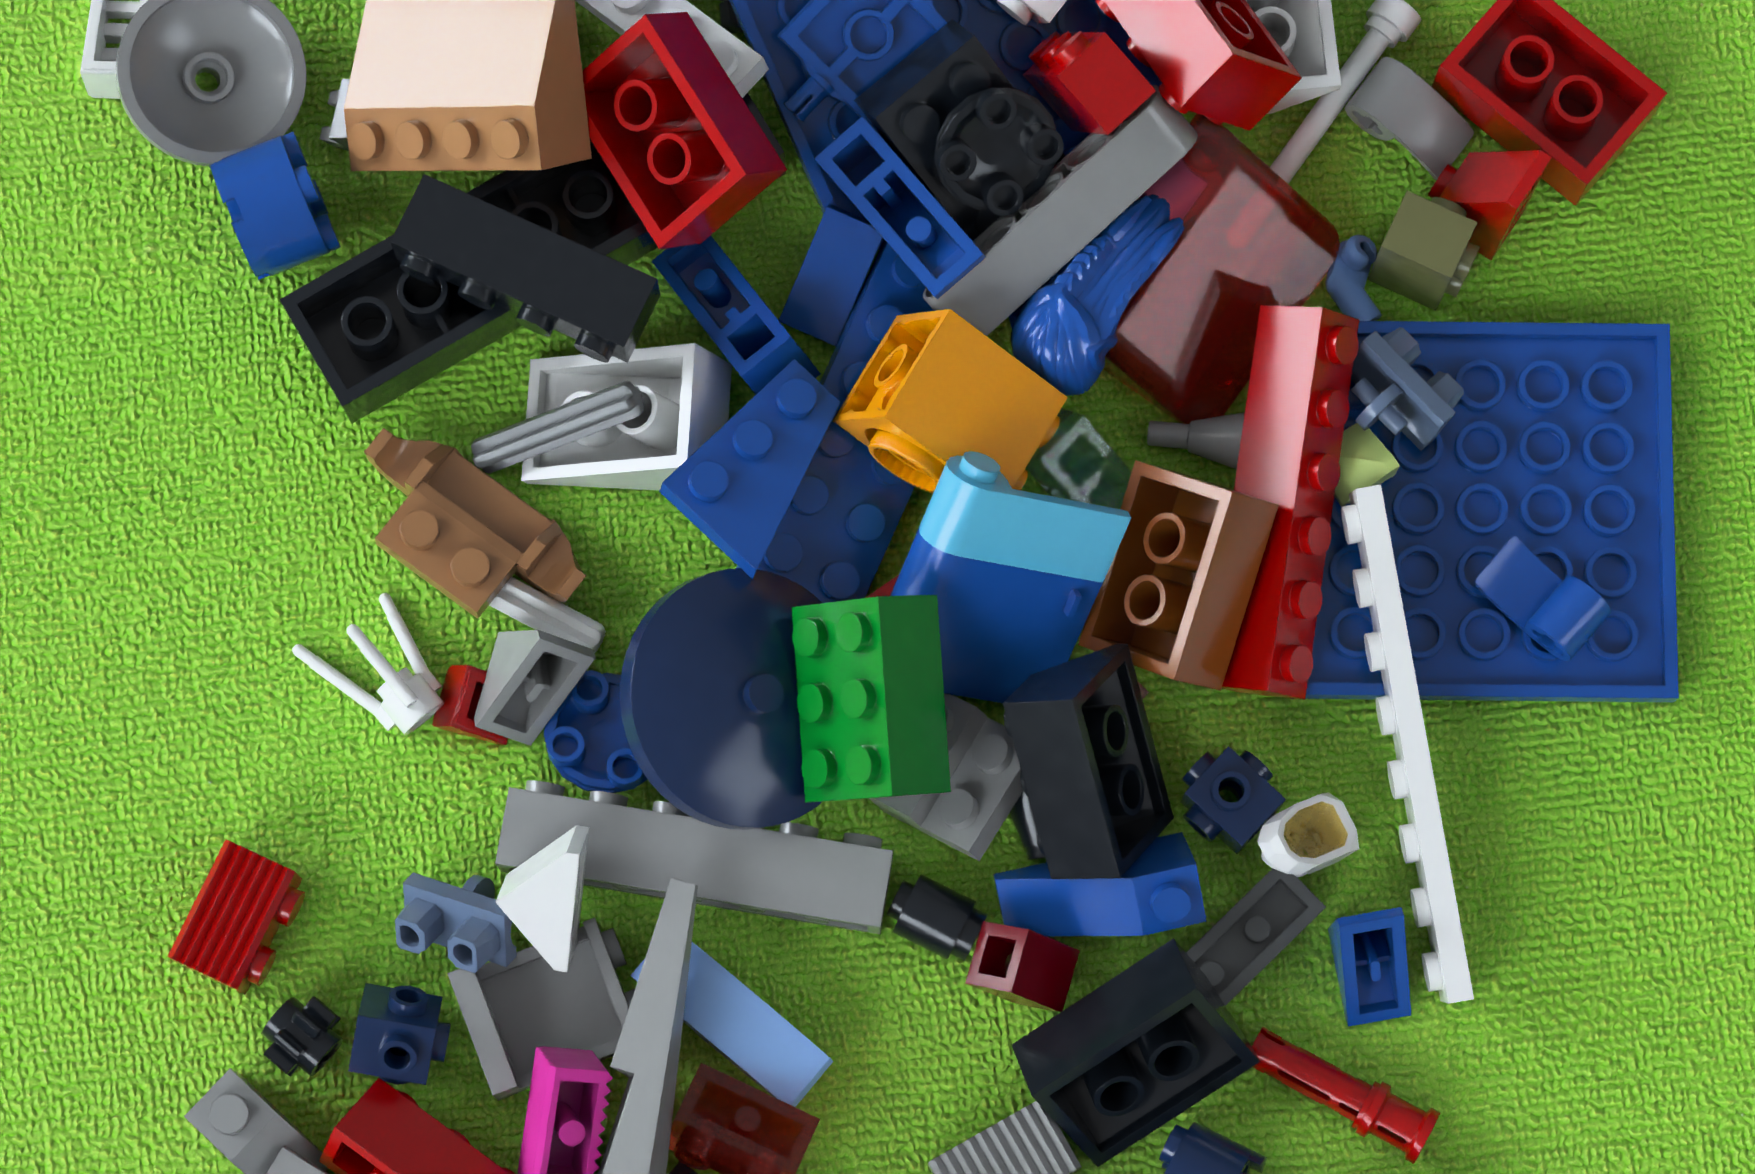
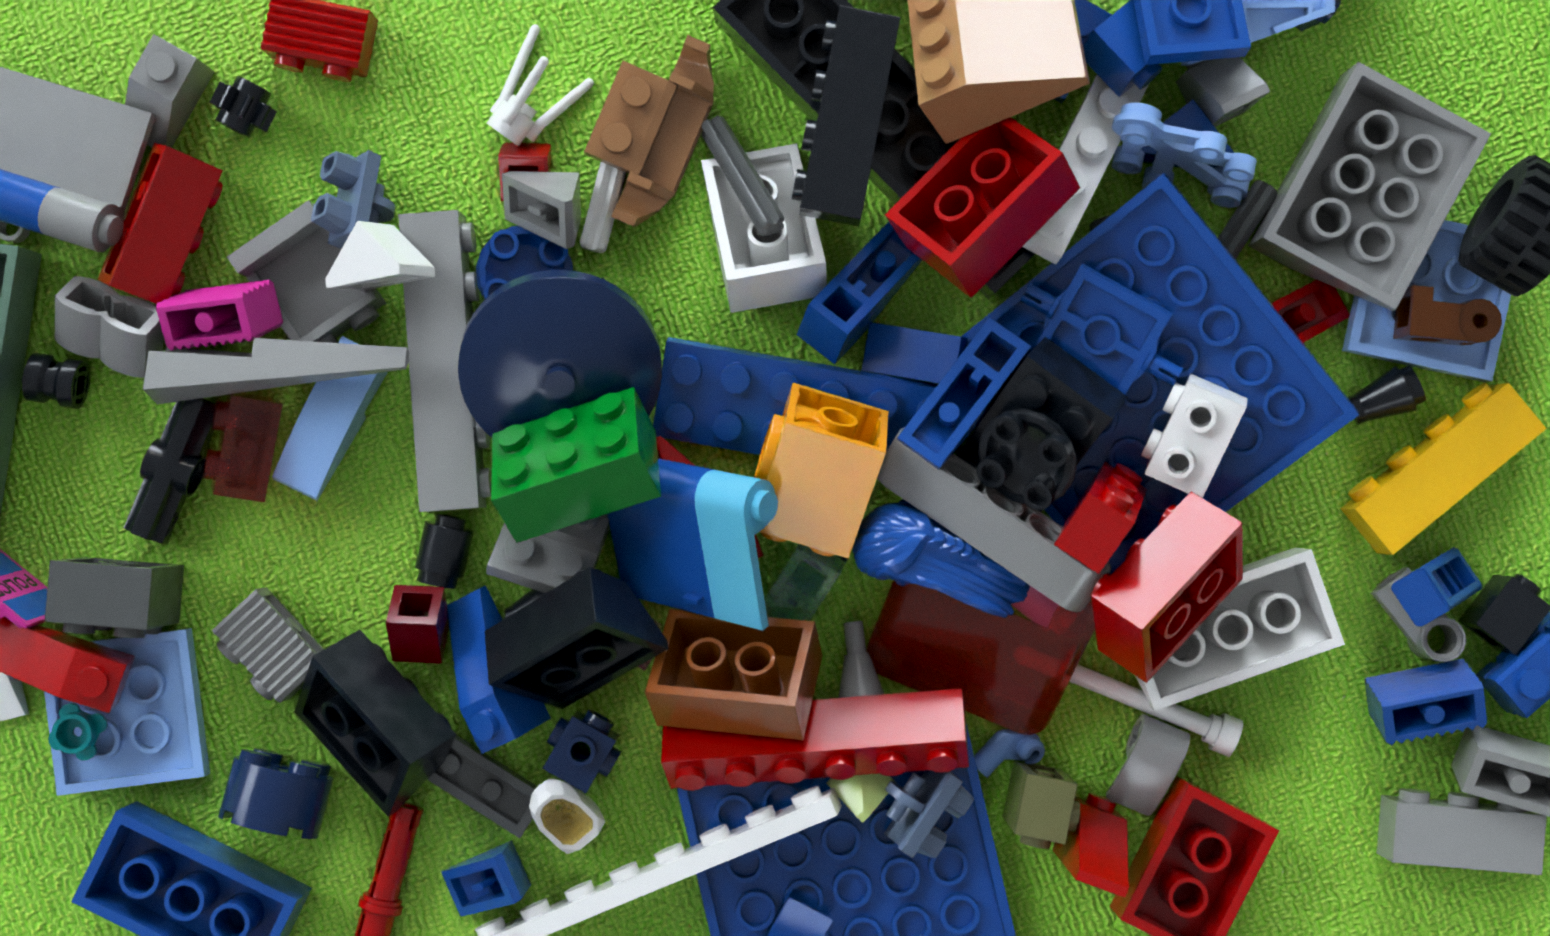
camera: 75 degrees right, 10 degrees up
(398, 1034) = (258, 176): dark blue brick -> none
(753, 466) = (739, 331): blue wing -> none

